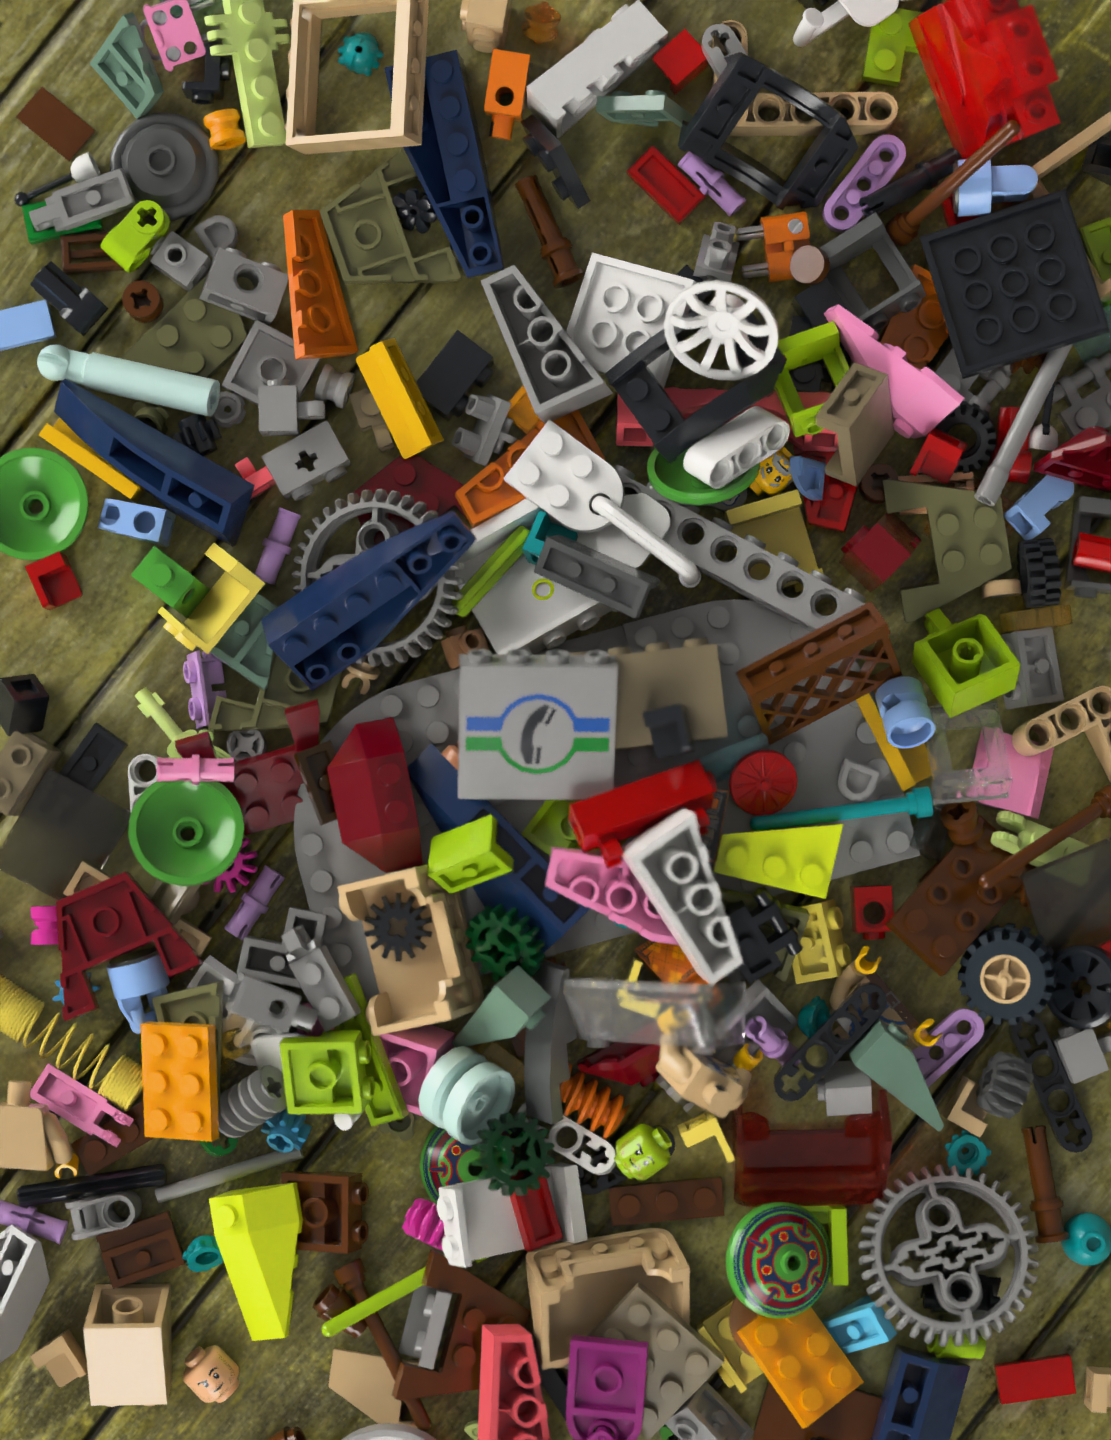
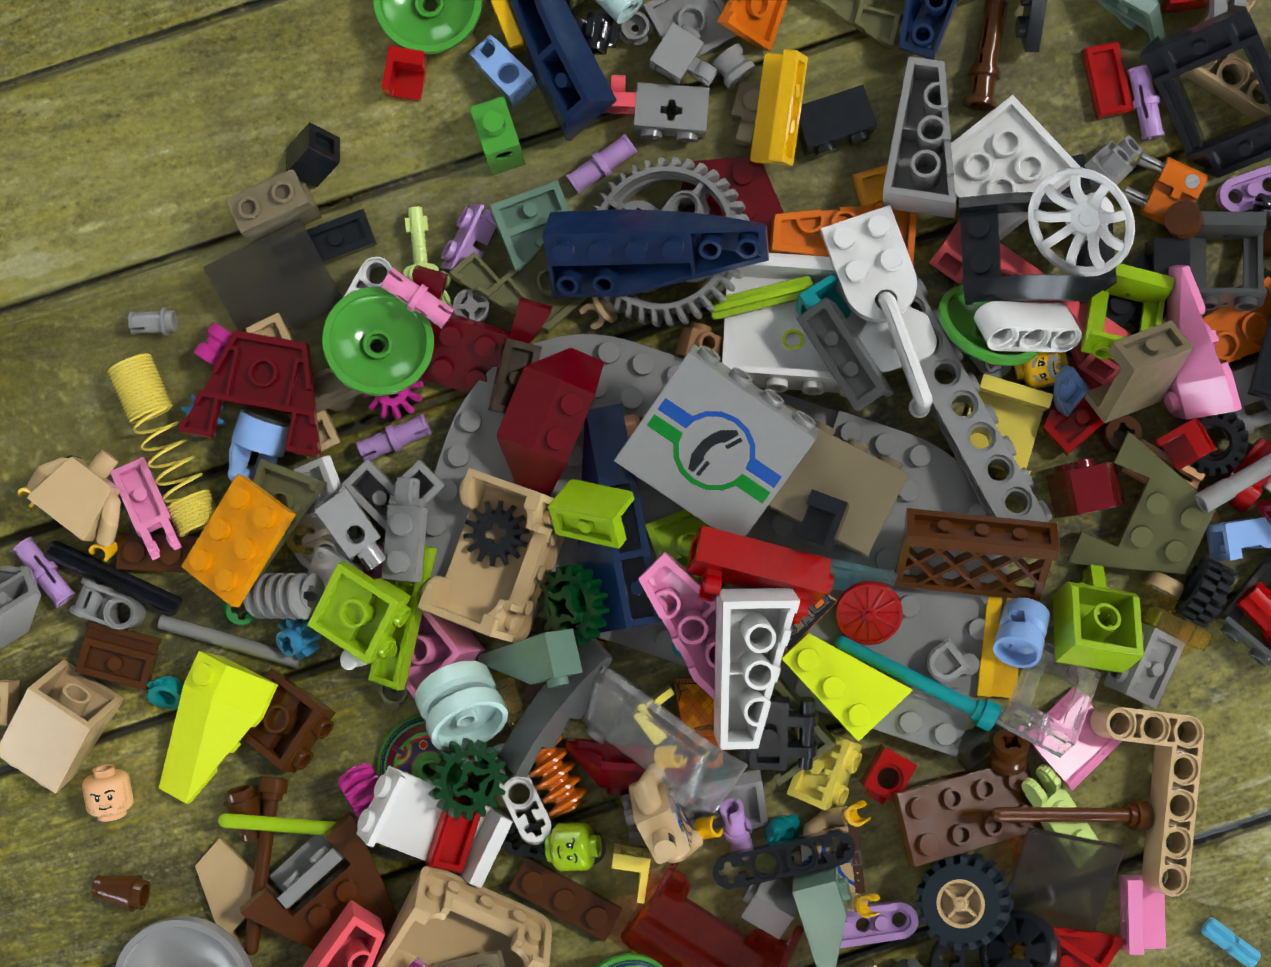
camera: 30 degrees right, 0 degrees up
(219, 607) = (524, 180): light yellow panel -> none
(490, 429) = (835, 183): light grey hips -> none

